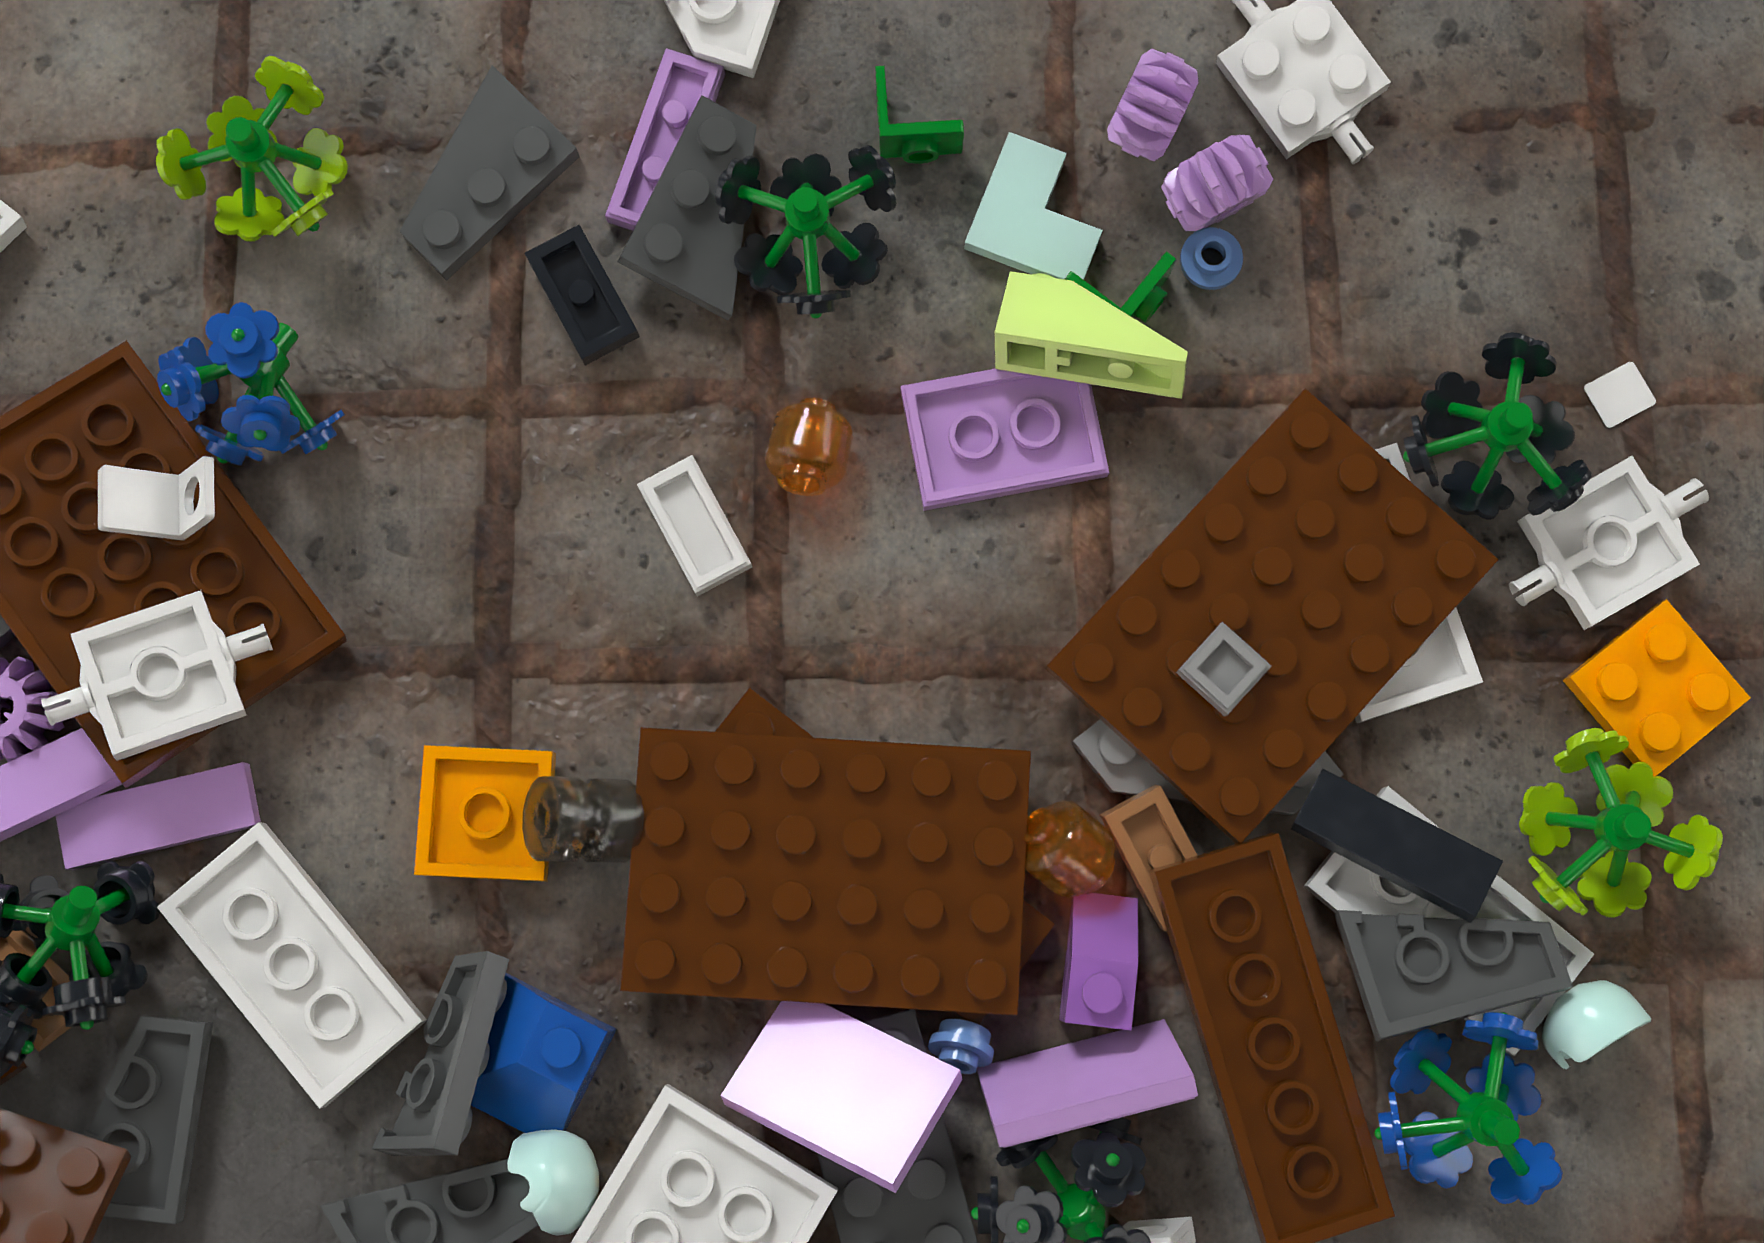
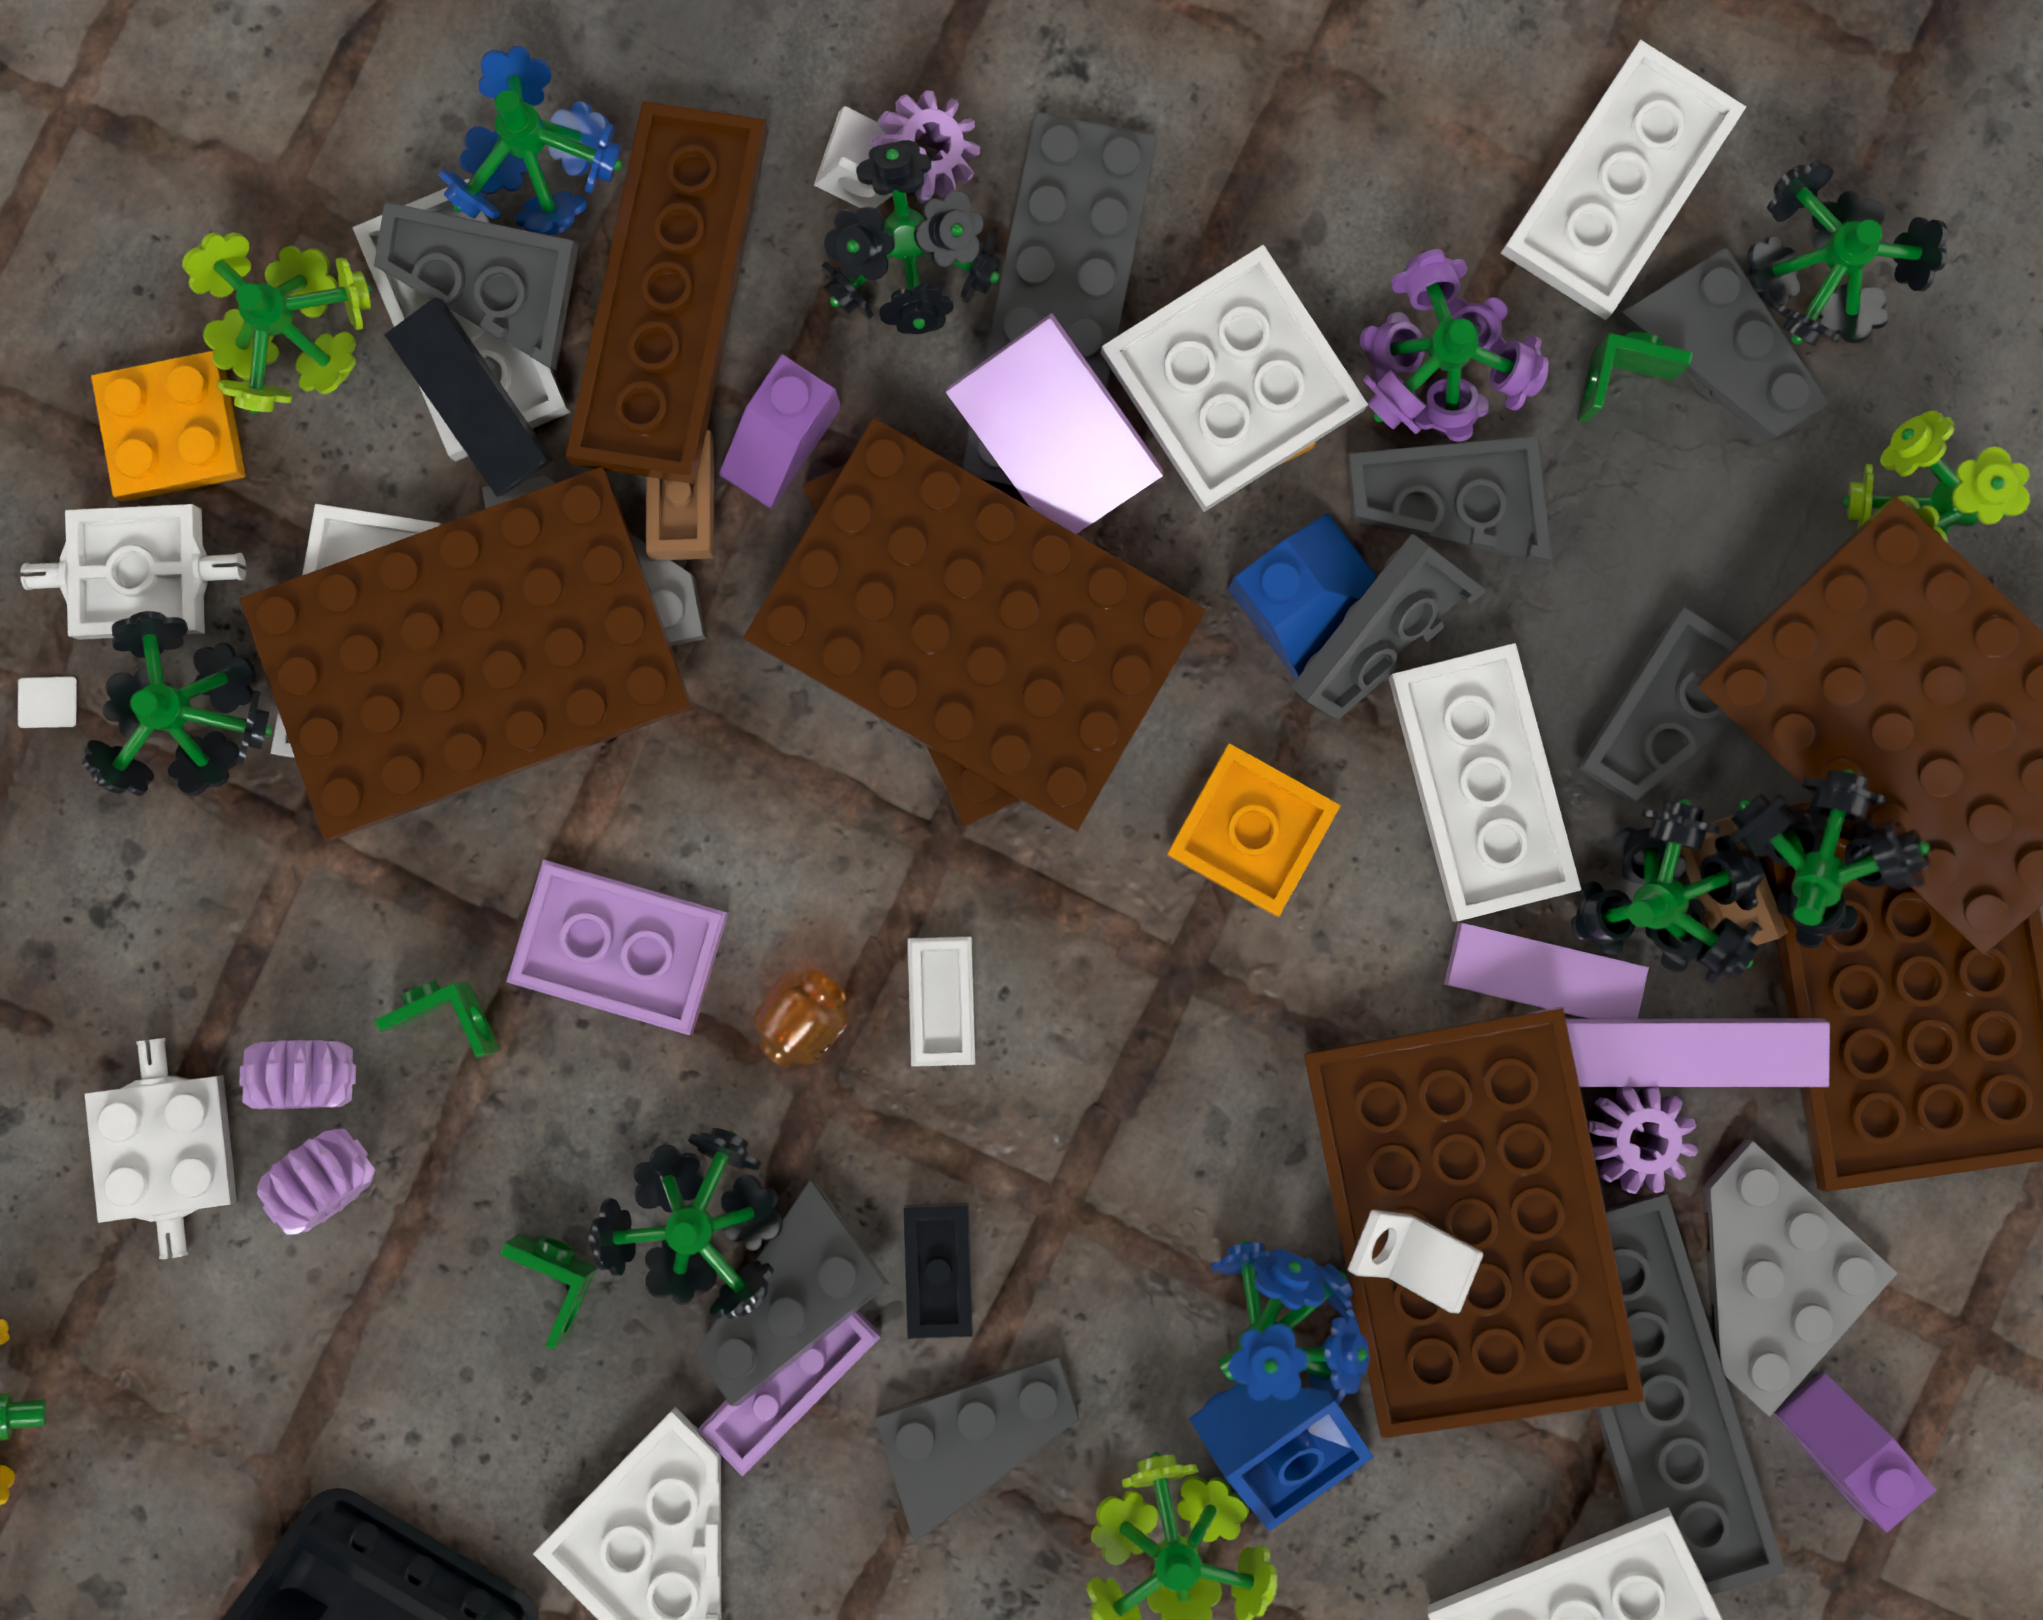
camera: 155 degrees left, 5 degrees up
(157, 675) = (1487, 1090): white plate -> none
(208, 277) = (1278, 1449): none -> blue slope
(560, 1178) = (1331, 479): light aqua hair -> none
(582, 819) = (1168, 775): clear smoke wheel -> none
(962, 1045) = (935, 422): medium blue plate -> none
(1014, 219) = (504, 1138): light aqua tile -> none
(1068, 849) = (754, 539): clear orange head -> none
(1073, 335) = (505, 995): yellowish green slope -> none
(1085, 1083) = (845, 332): lavender tile -> none
(1205, 275) = (362, 1011): medium blue plate -> none
(1223, 669) = (534, 619): light grey tile -> none
(1590, 1020) = (386, 169): light aqua hair -> none

